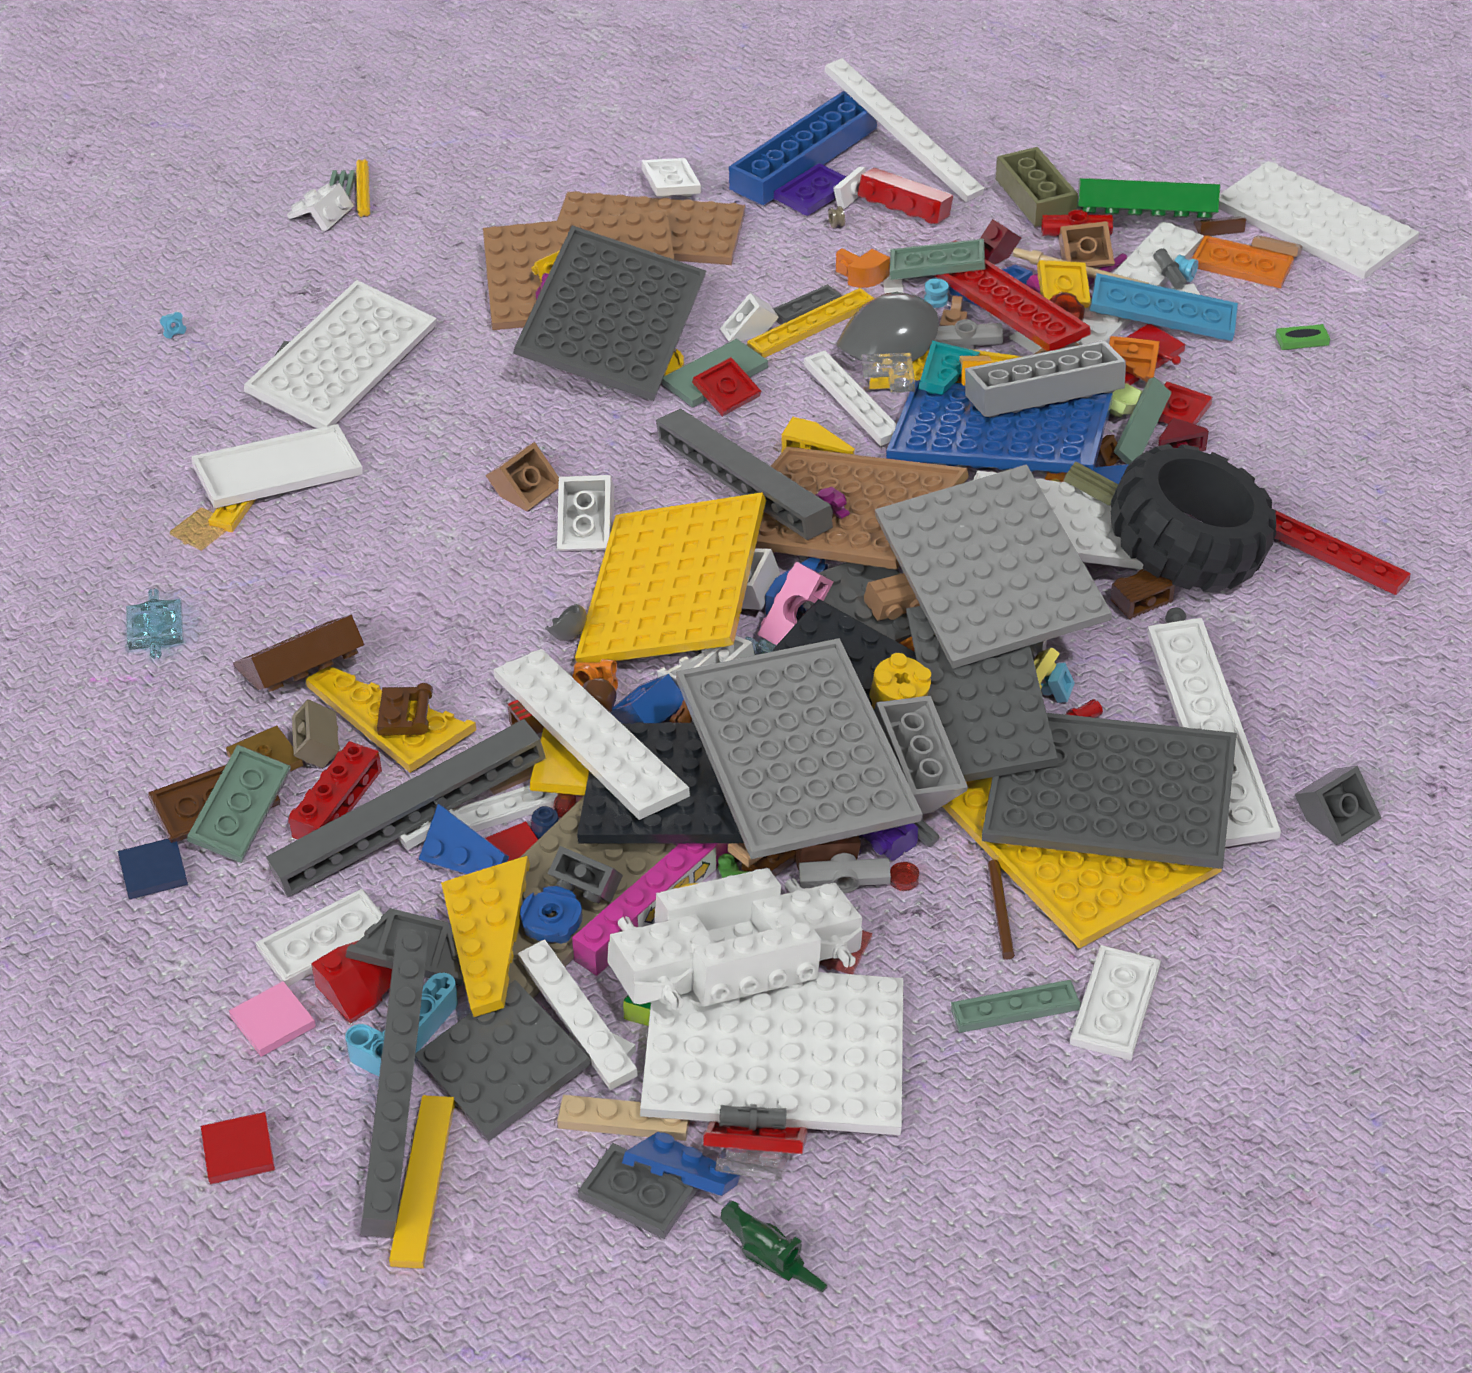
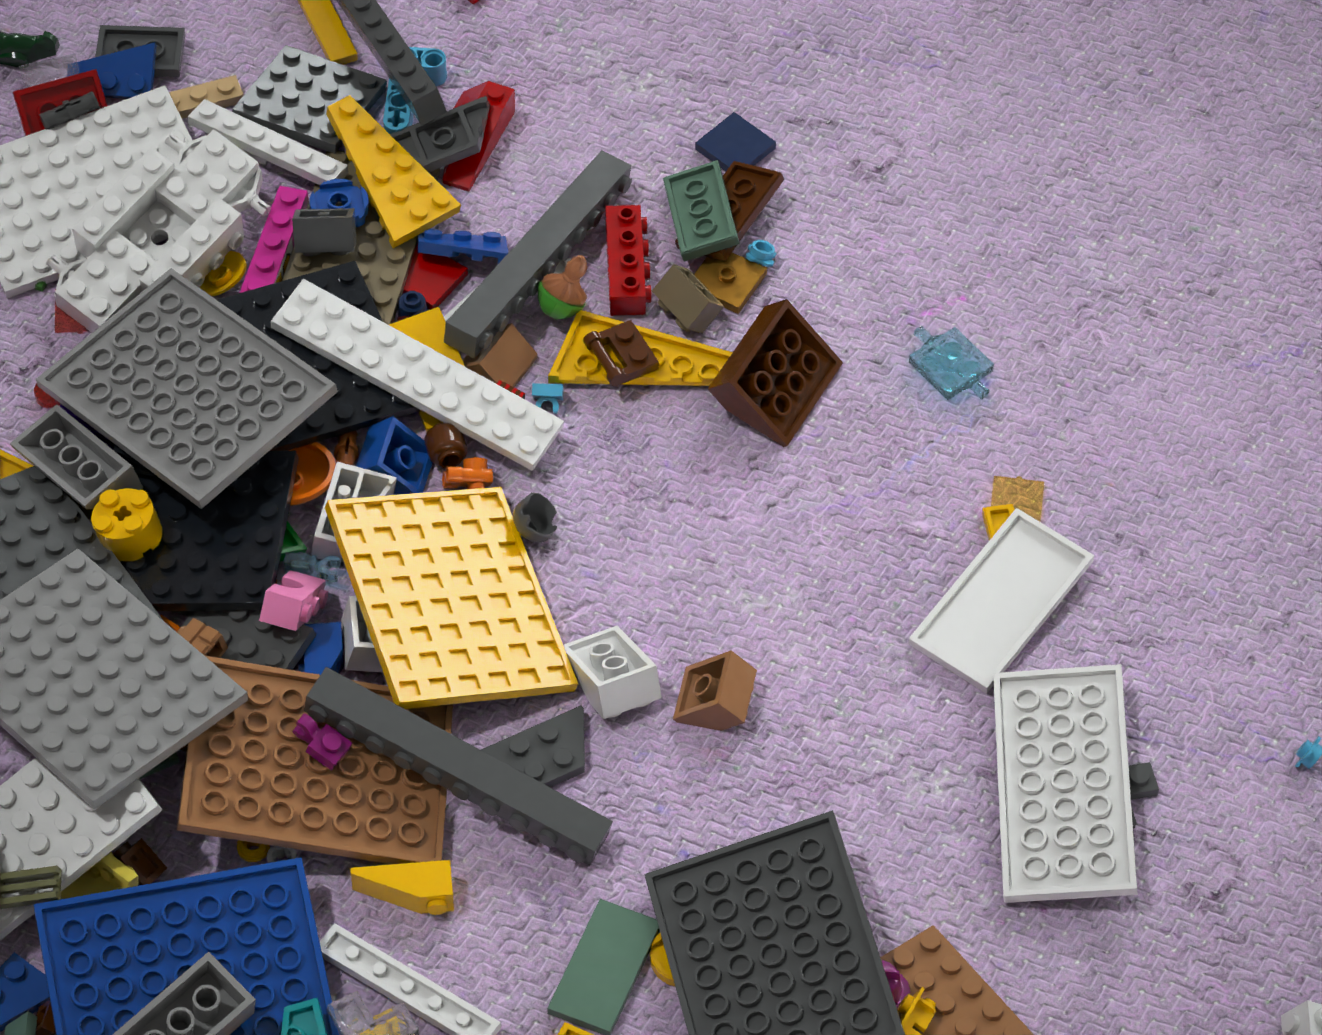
camera: 150 degrees right, 10 degrees up
(216, 758) = (761, 253): none -> medium azure plate
(272, 1018) = (527, 68): bright pink tile -> none
(301, 943) = (537, 146): white tile -> none
(413, 754) = (561, 293): none -> nougat piece
(485, 712) = (549, 393): none -> medium azure tile
(668, 489) = (548, 750): none -> dark grey wing
(726, 386) = (570, 935): red tile -> none

